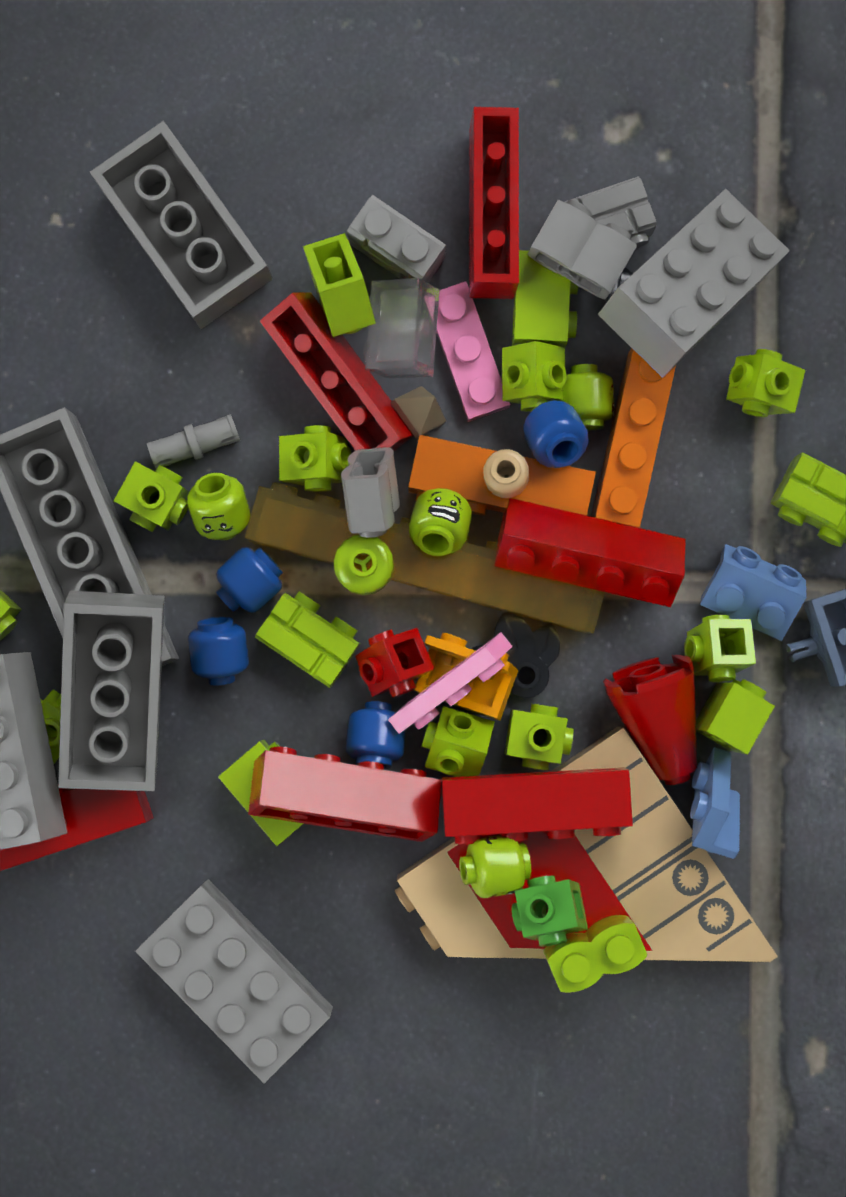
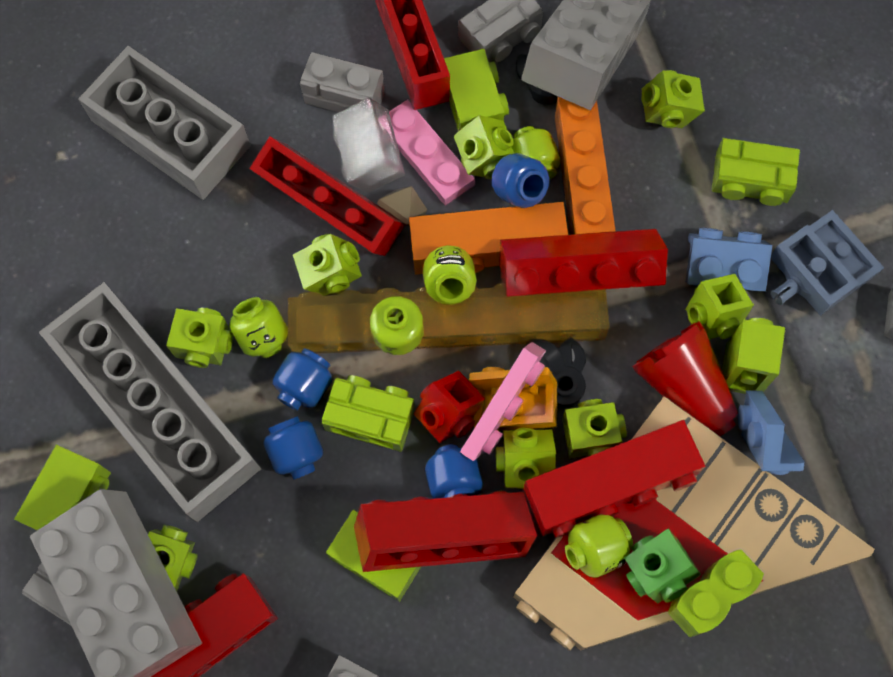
camera: 15 degrees left, 15 degrees down
(110, 691) = (207, 497): light grey brick -> none
(193, 441) = (223, 285): light grey pin -> none
(339, 285) = (307, 125): lime brick -> none
(370, 491) = (383, 264): light grey brick -> none
(506, 473) = (491, 219): tan piece -> none
(582, 248) = (491, 38): light grey brick -> none

